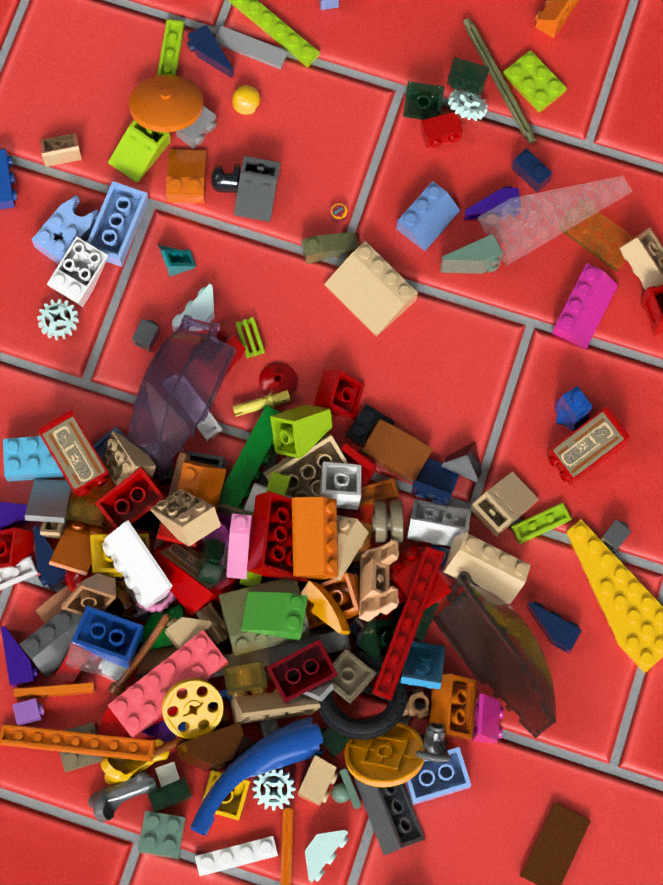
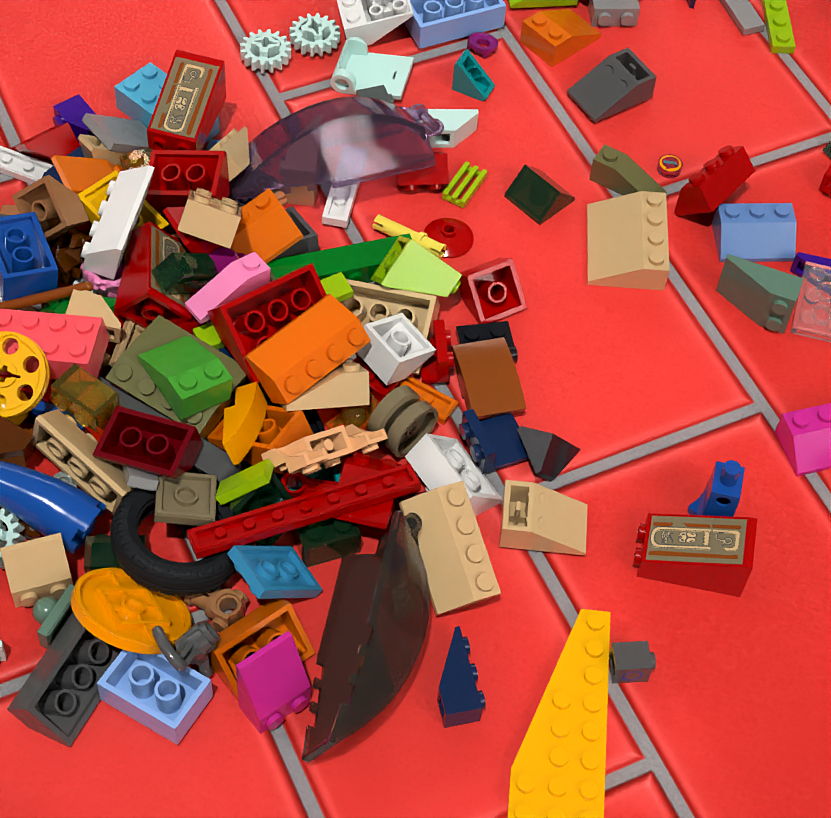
camera: 45 degrees right, 20 degrees down
(40, 364) = (265, 51): none -> light aqua gear
(116, 313) = (361, 70): none -> light aqua door
(149, 221) = (482, 38): none -> magenta piece
(225, 182) = (588, 54): black helmet -> none
(246, 99) = (683, 26): yellow hair -> none
(294, 304) = (537, 194): none -> clear green slope
(367, 639) = (244, 482): none -> lime tile
(383, 207) = (715, 181): none -> red slope
(541, 523) = (562, 578): lime tile -> none

